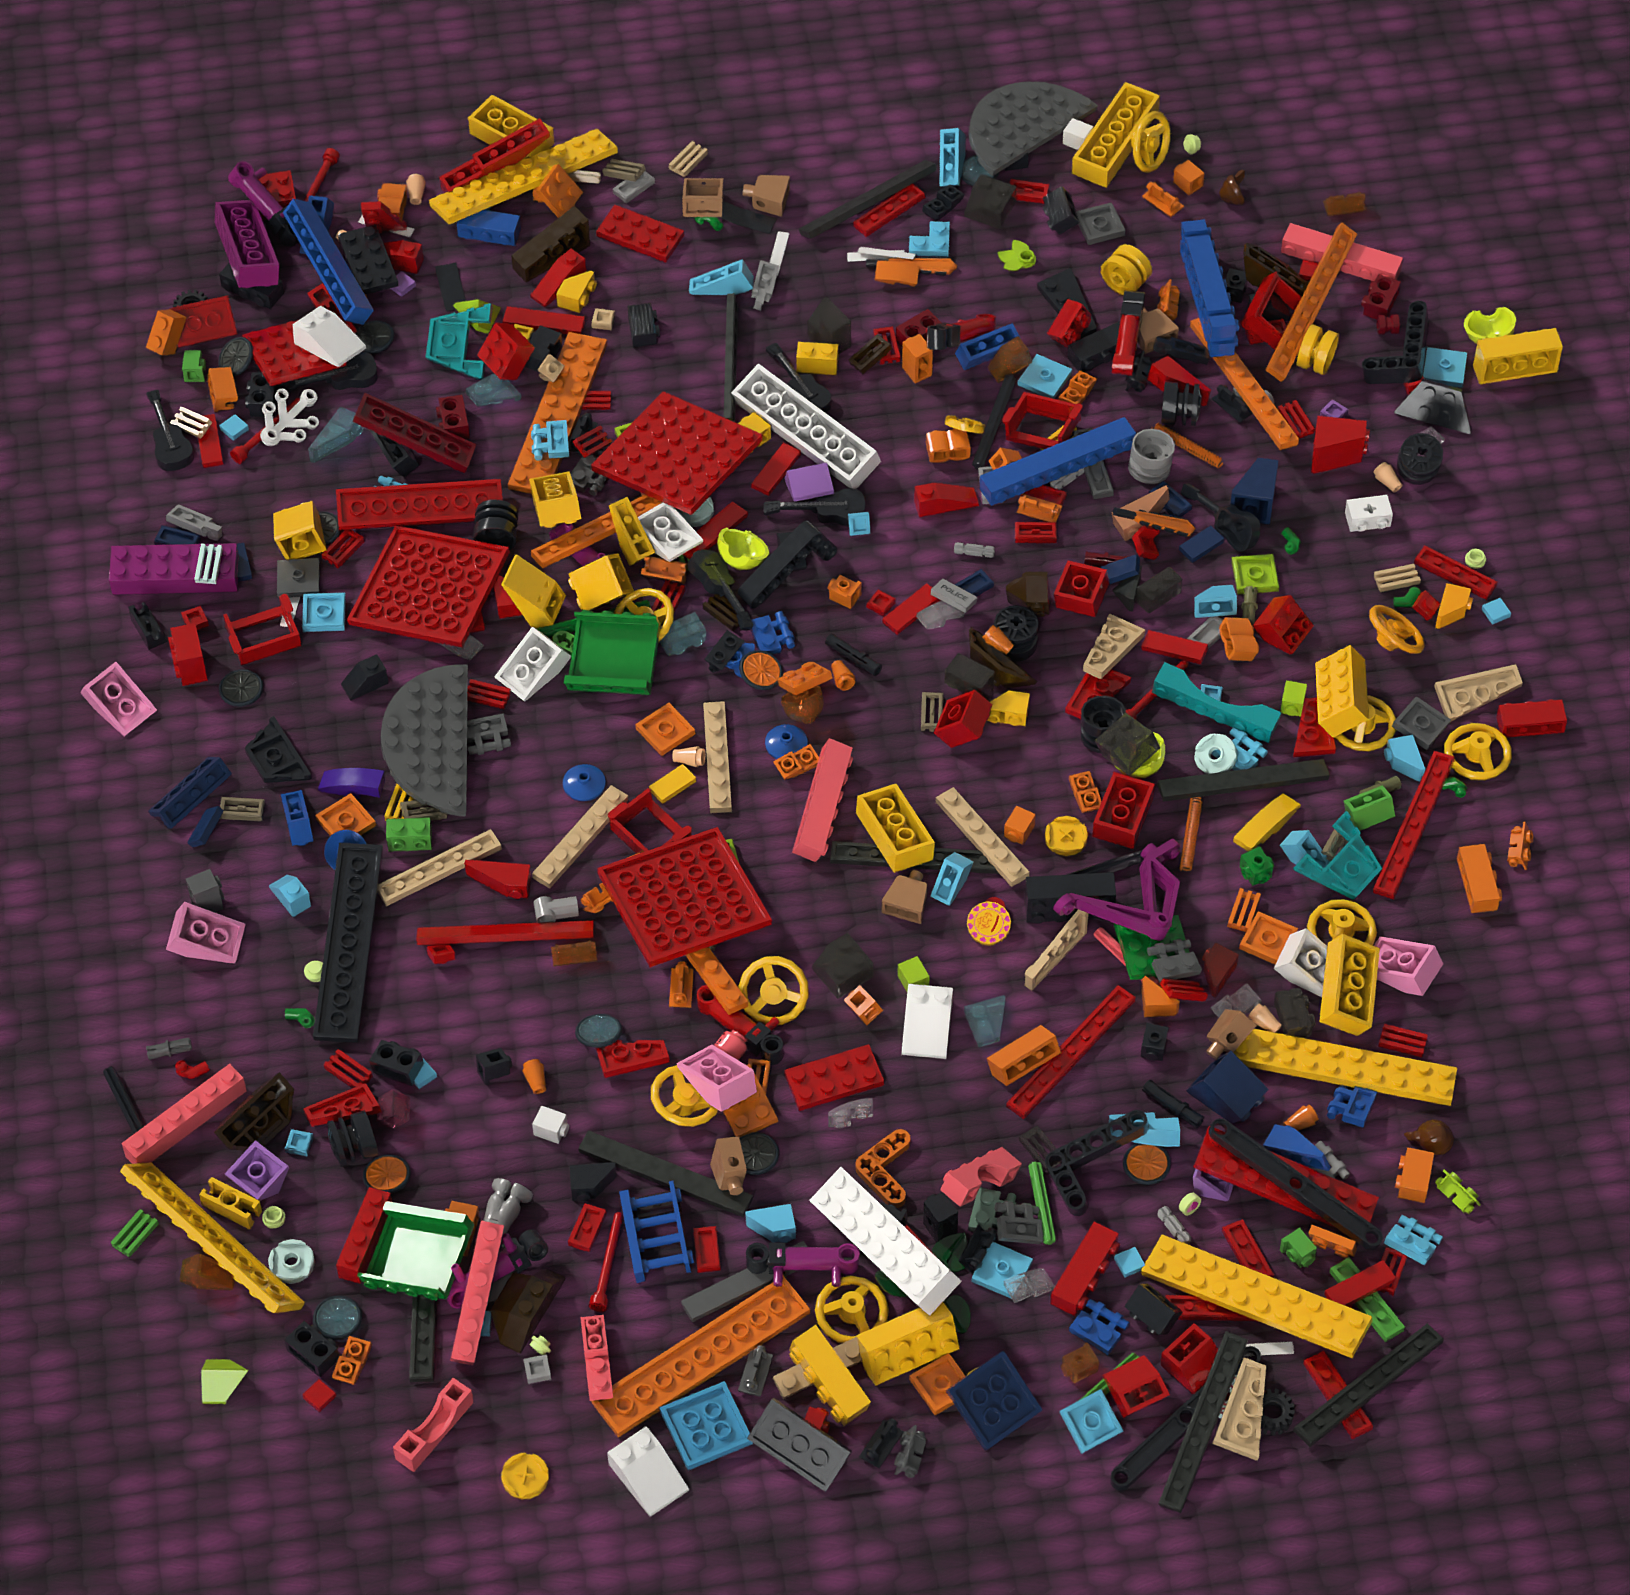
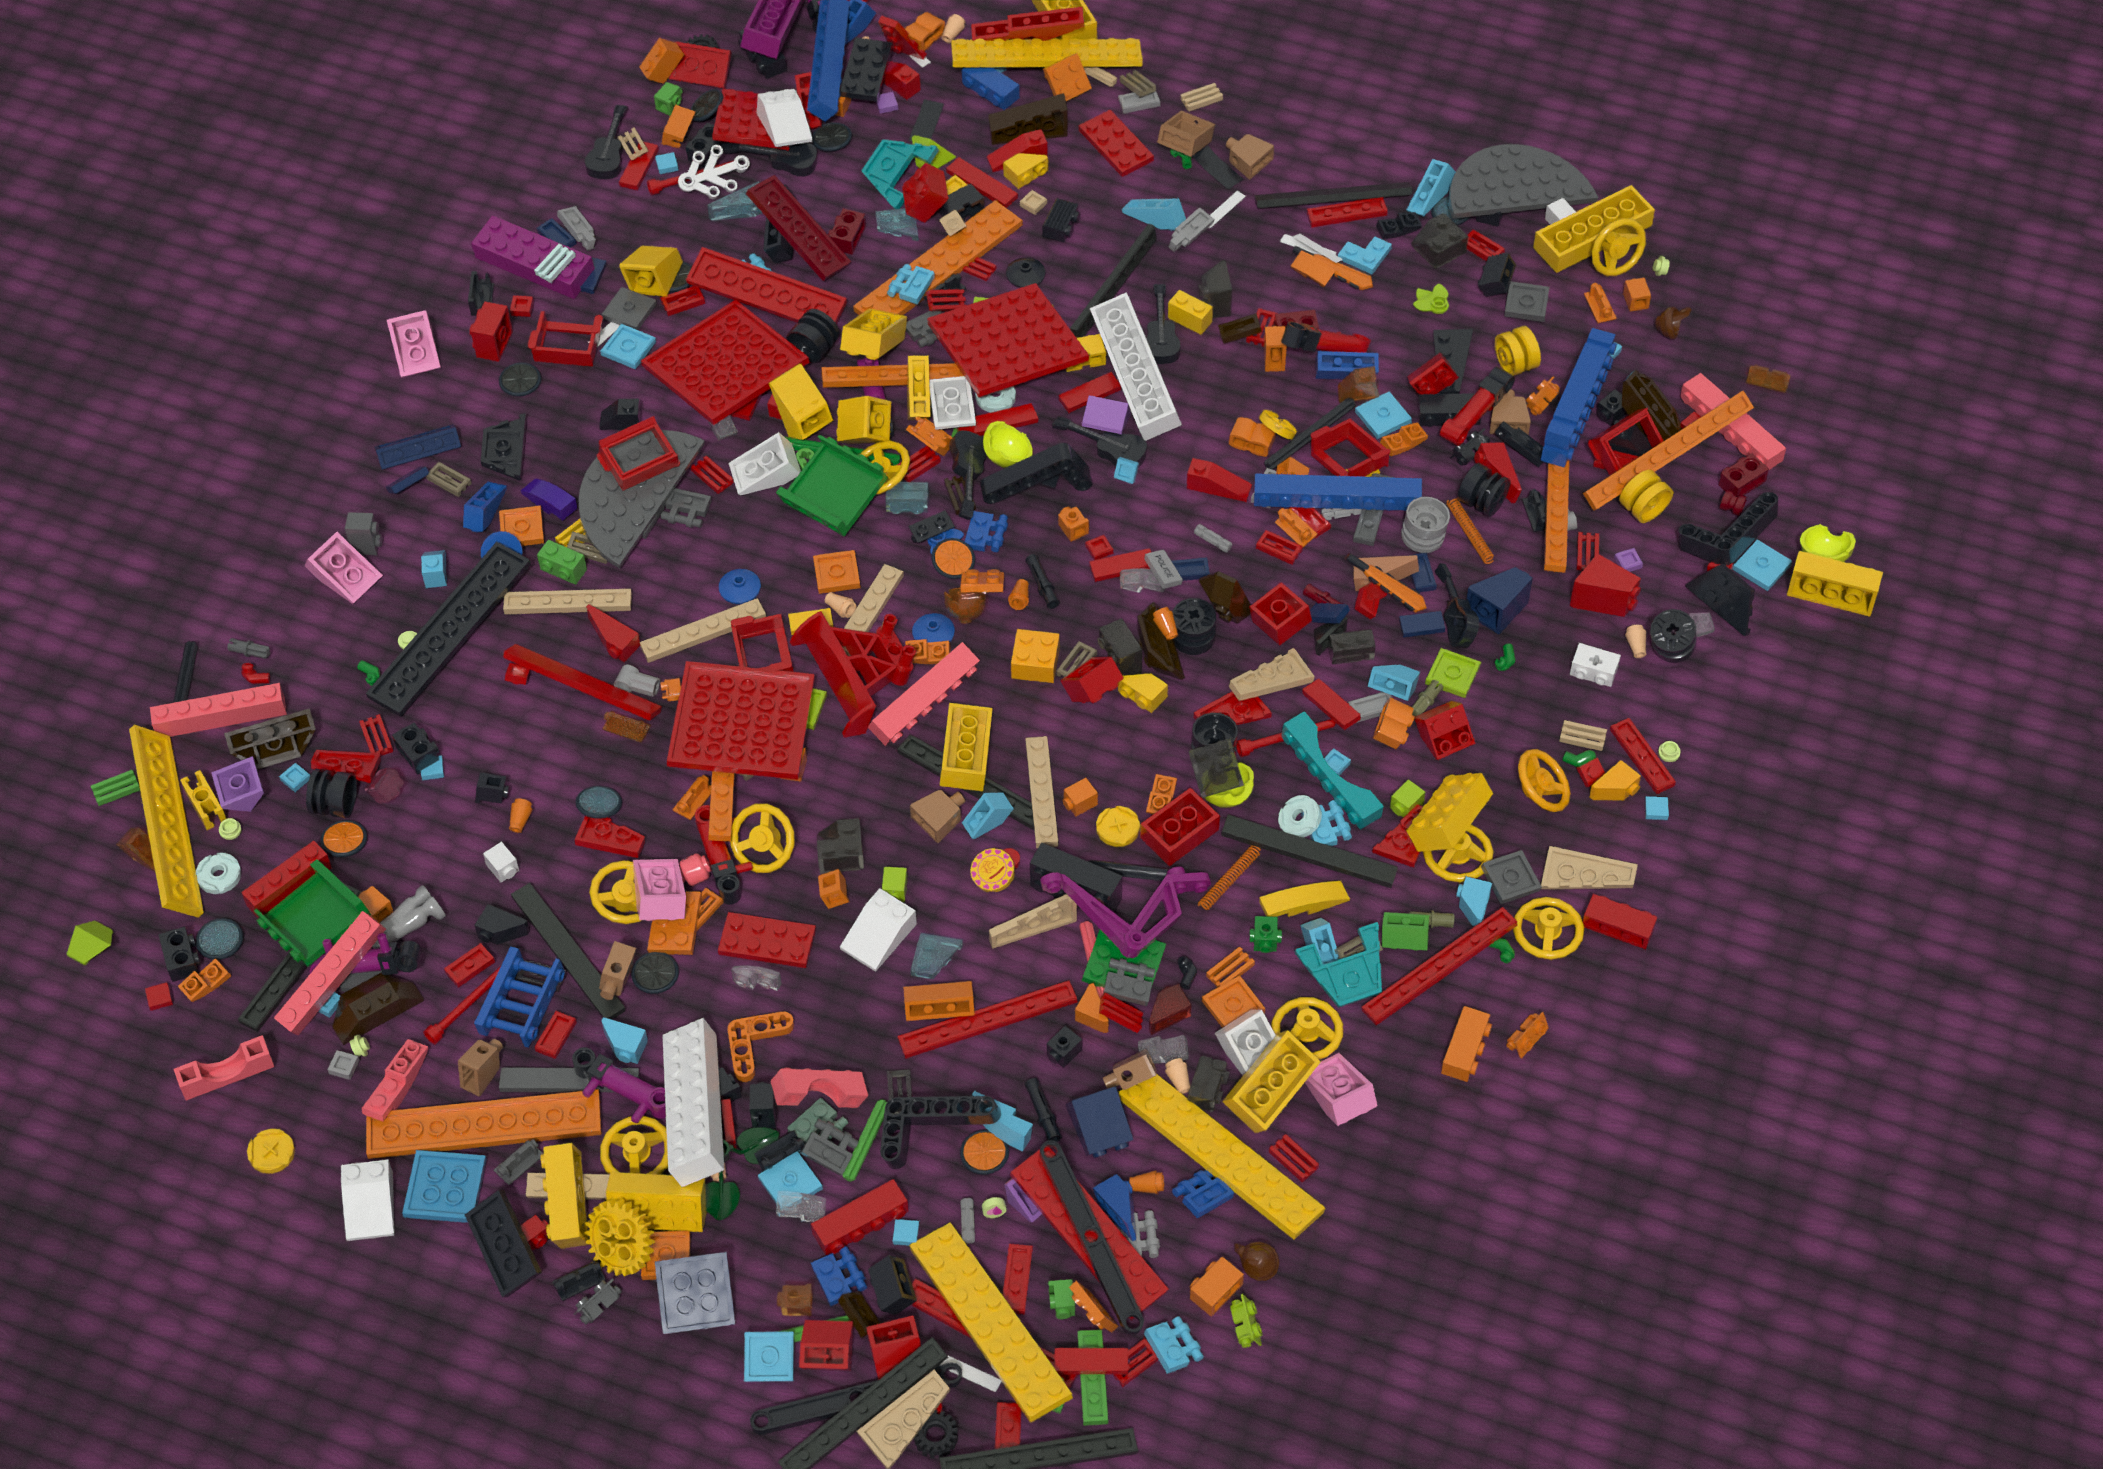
camera: 30 degrees right, 0 degrees up
(401, 721) = (644, 471): none -> red piece
(640, 386) = (1025, 272): none -> black dish
(664, 1301) = (479, 1066): none -> medium nougat torso
(746, 802) = (891, 665): none -> red piece
(892, 1368) = (619, 1237): none -> yellow gear
(895, 722) = (1035, 656): none -> light orange brick
(1140, 1346) = (858, 1312): none -> dark brown tile
(1210, 928) = (1188, 970): none -> black arm

